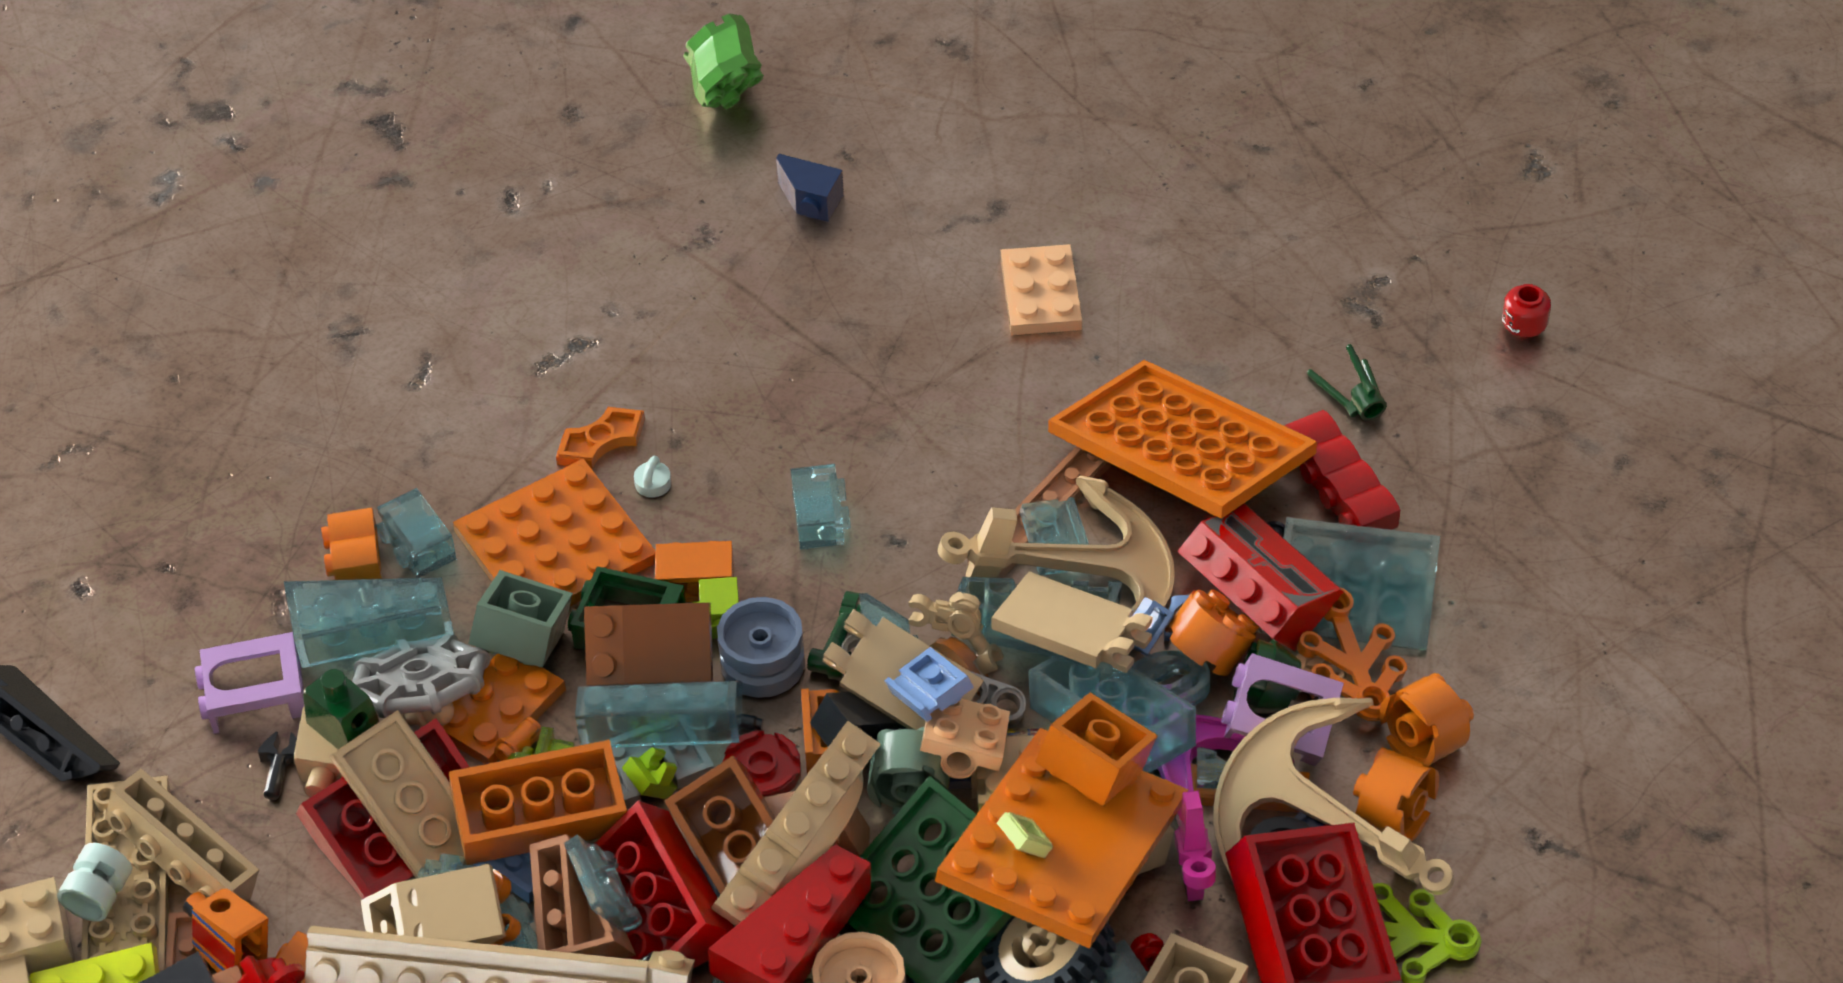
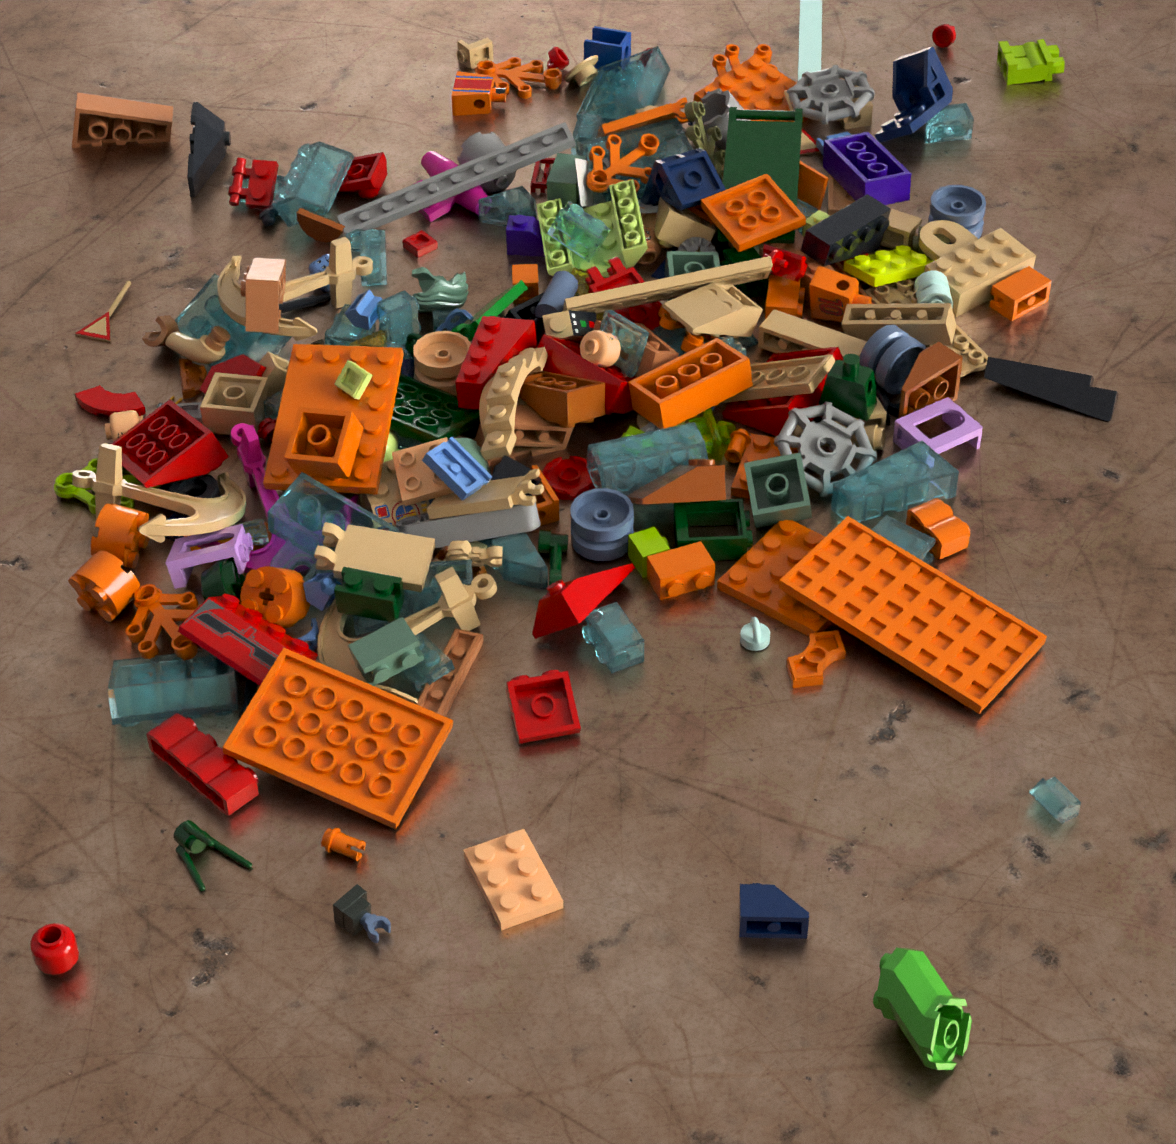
camera: 160 degrees right, 5 degrees down
(223, 732) = (931, 379): none -> dark orange slope
(233, 788) = (891, 357): none -> sand blue wheel
(307, 867) = (788, 333): none -> tan brick
(464, 222) = (1056, 799): none -> clear light blue piece
(468, 439) = (913, 613): none -> orange plate
(640, 863) = (600, 348): none -> light nougat head
(842, 547) = (574, 600): none -> red wedge
(937, 443) = (542, 706): none -> red plate
(1097, 515) = (386, 652): none -> sand green brick
(1097, 566) = (369, 595): none -> dark green brick
(1213, 283) = (354, 913): none -> pearl dark grey piece
(1213, 361) = (341, 843): none -> orange pin

